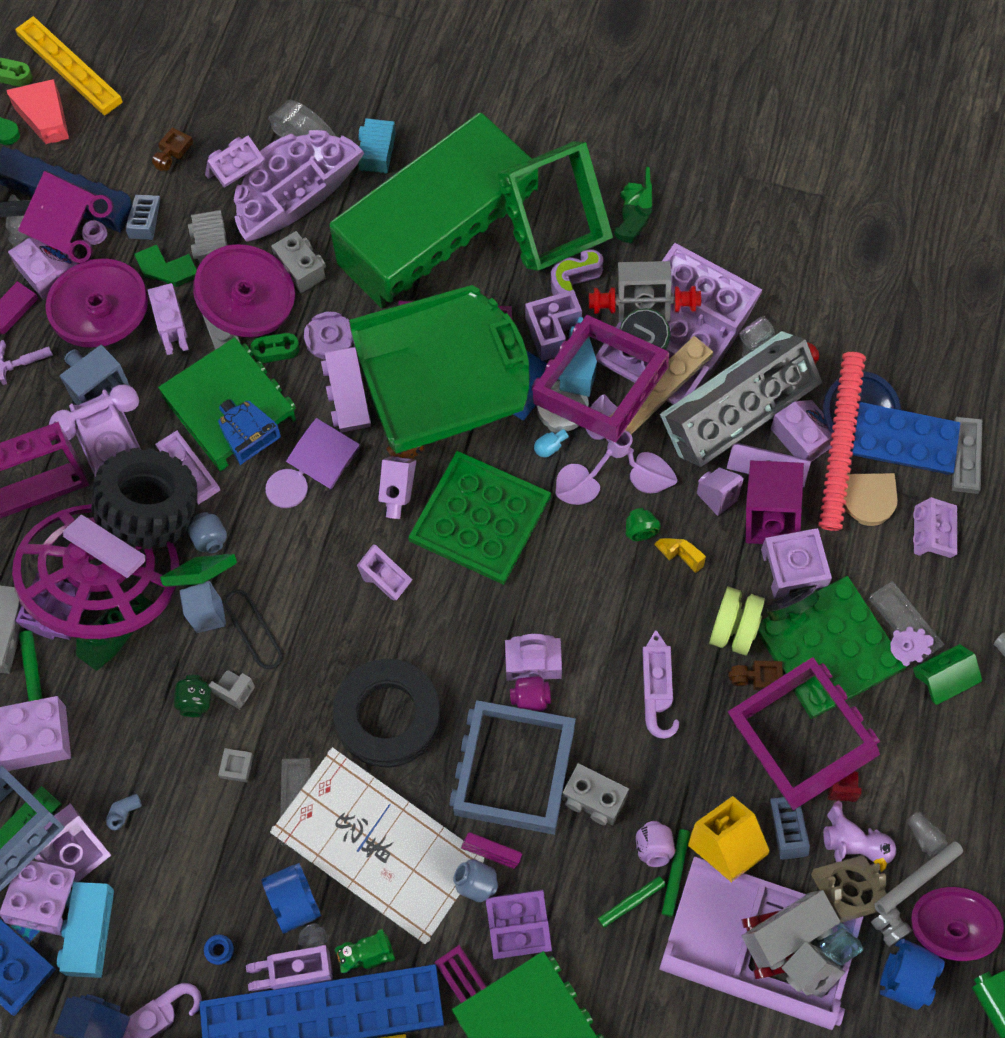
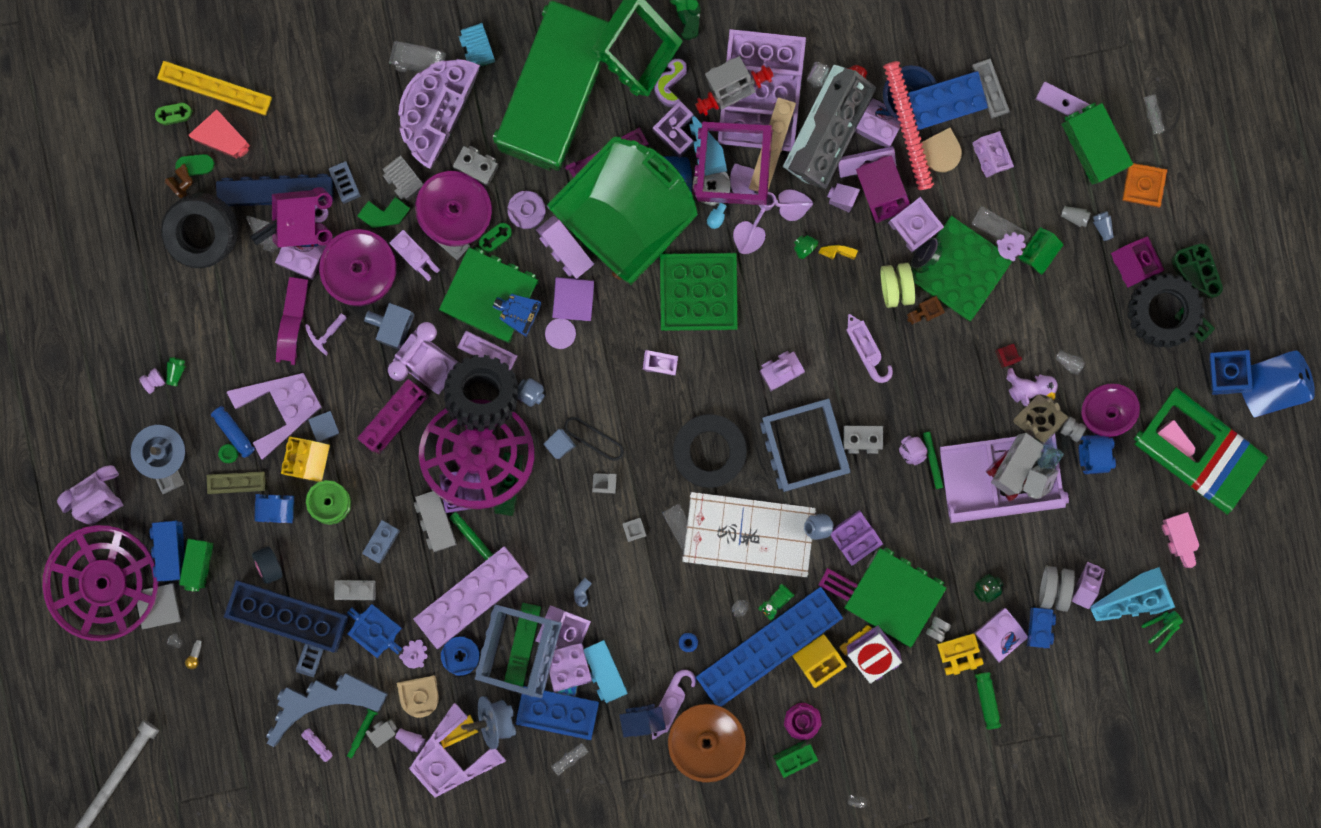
camera: 25 degrees left, 20 degrees up
(104, 546) = (477, 439): lavender tile -> none
(172, 144) = (332, 116): reddish brown plate -> none
(192, 696) = (584, 502): dark green head -> none
(198, 570) = (543, 422): green tile -> none
(234, 161) = (389, 114): lavender bracket -> none
(291, 898) = (715, 593): blue brick -> none
(293, 969) = (740, 632): lavender hinge -> none
(397, 473) = (635, 300): lavender torso -> none
(491, 850) = (818, 504): magenta tile -> none
(531, 693) = (792, 395): magenta head -> none
(631, 901) = (915, 491): green piece -> none
(648, 326) = (745, 110): black tile -> none
(729, 839) = (957, 427): yellow slope -> none
(789, 845) = (997, 411): sand blue slope -> none
(832, 773) = (997, 316): magenta window -> none
(918, 878) = (1077, 393): light grey piece -> none

